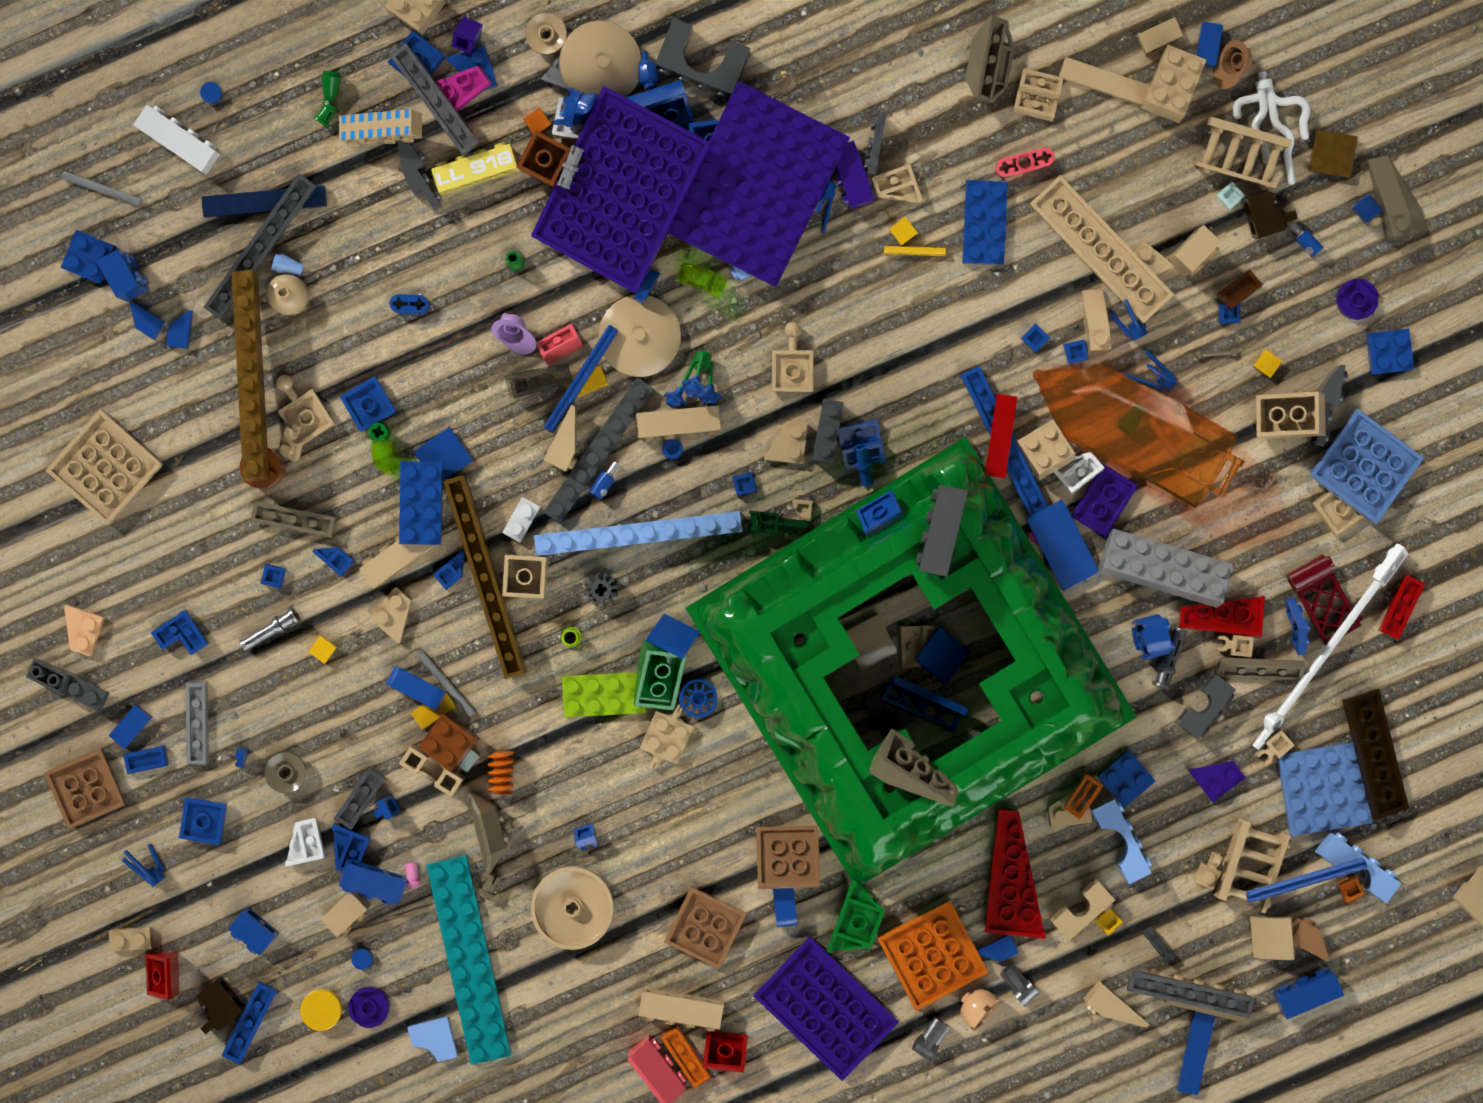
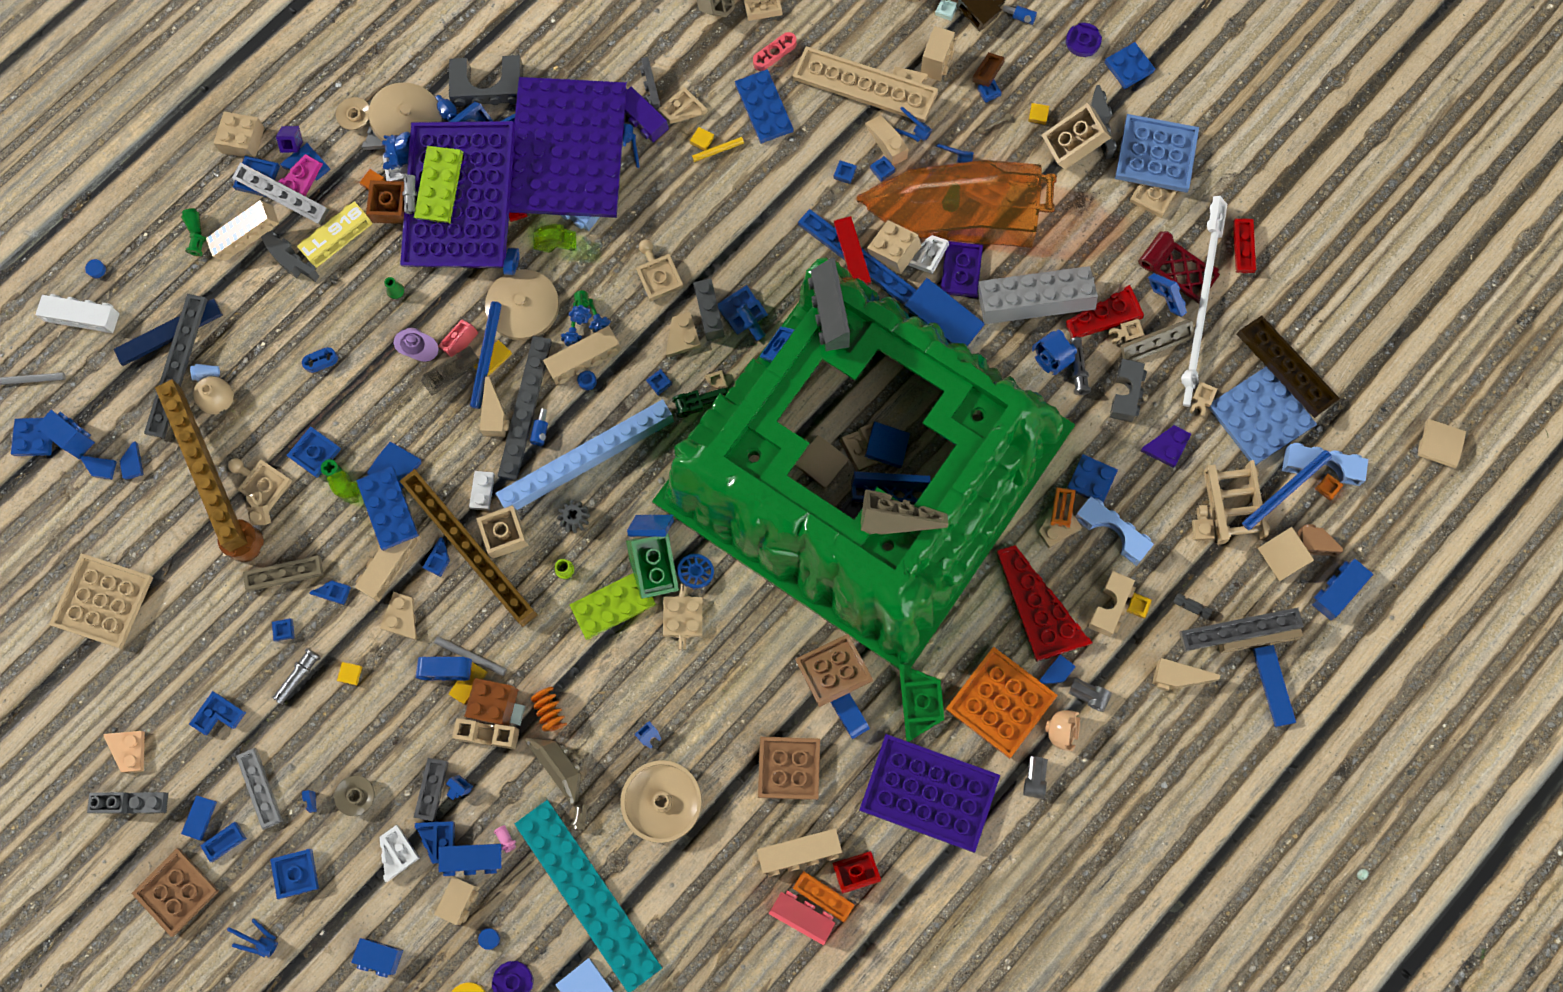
camera: 15 degrees left, 15 degrees down
(604, 171) = (438, 184): none -> lime plate

